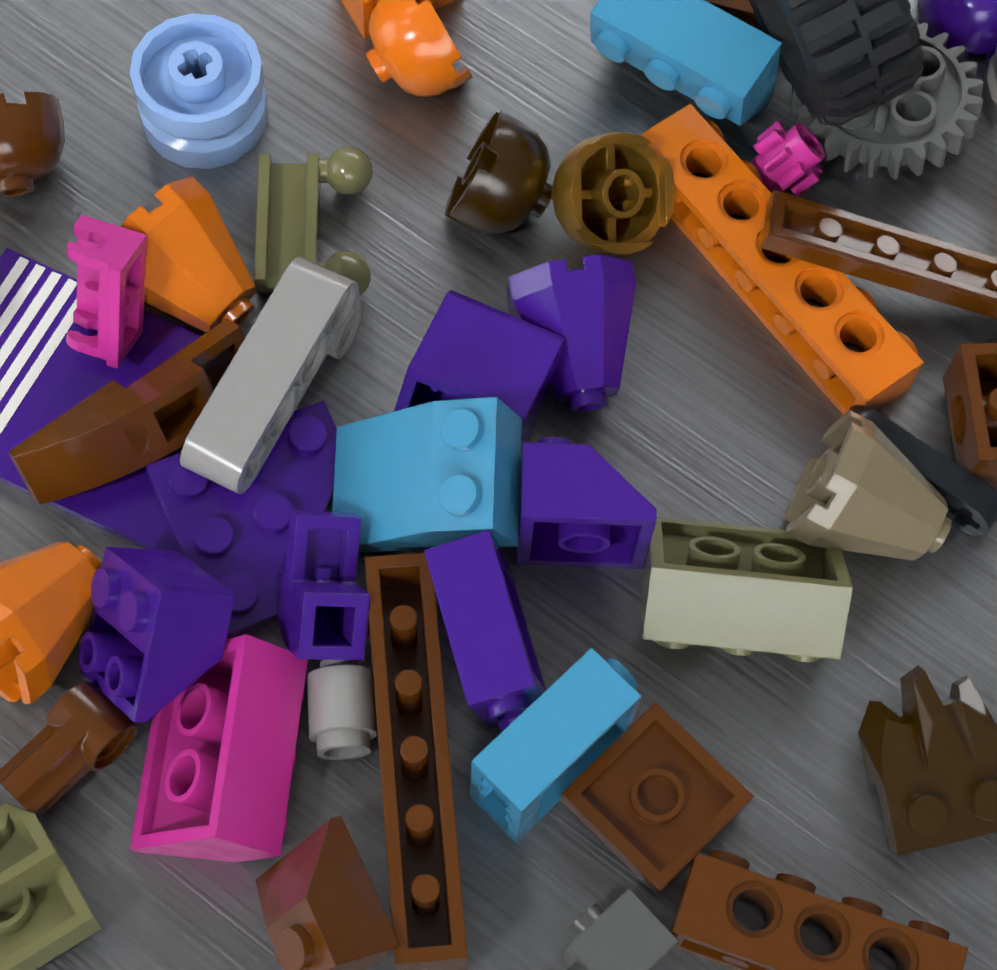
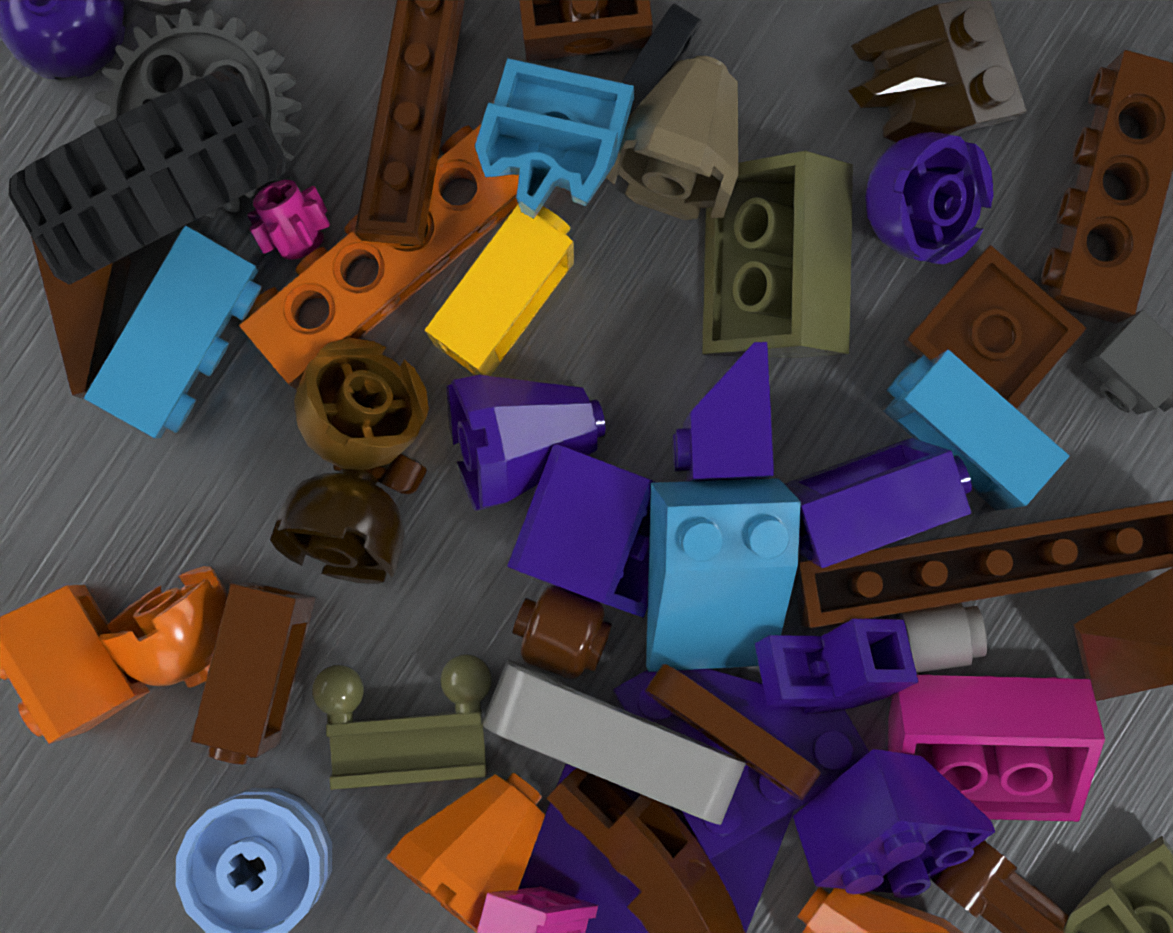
camera: 90 degrees left, 20 degrees up
(267, 485) = (732, 732): none -> reddish brown beam
(378, 355) = (562, 632): none -> reddish brown head
(382, 69) = (252, 671): none -> reddish brown window
(545, 241) = (401, 475): none -> reddish brown hand
(714, 317) = (503, 290): none -> yellow window
(804, 728) = (929, 196): none -> dark purple cylinder
(867, 350) = (553, 132): none -> dark azure plate

